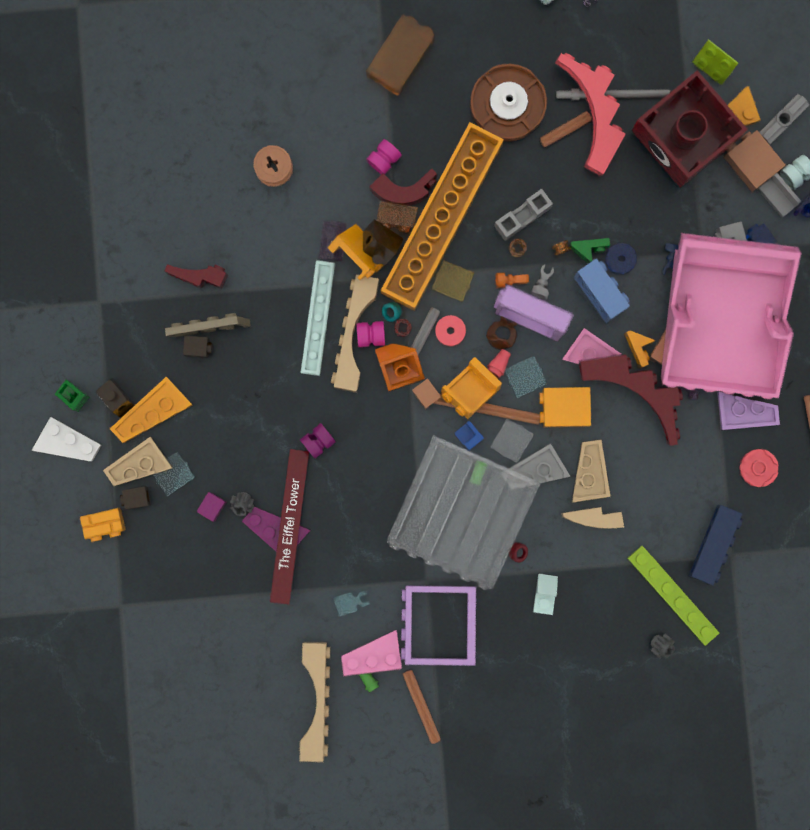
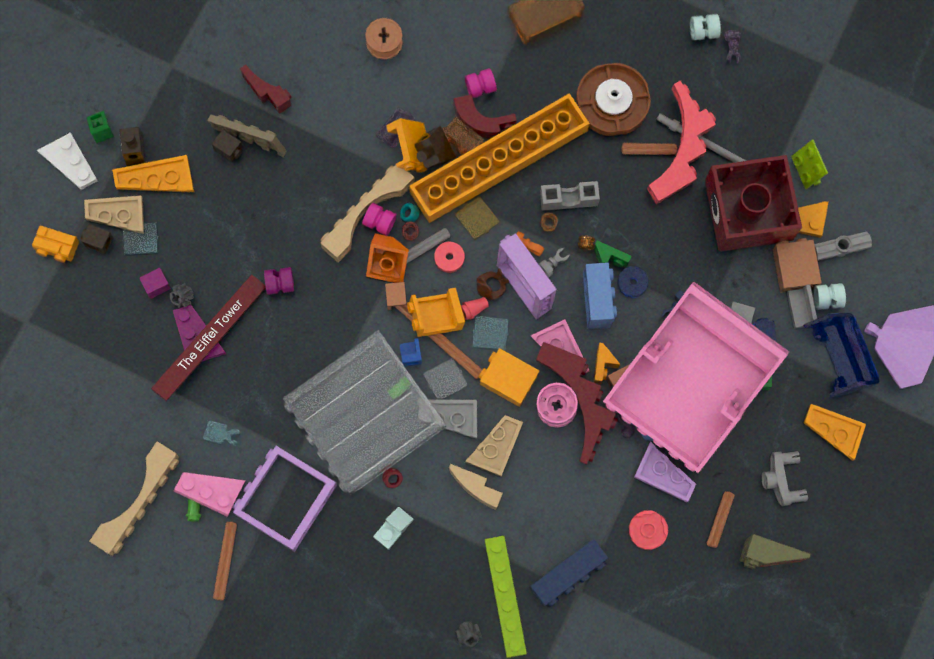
camera: 25 degrees right, 10 degrees down
(318, 318) = (343, 182): light aqua tile -> none
(632, 414) = (550, 396): none -> bright pink wheel

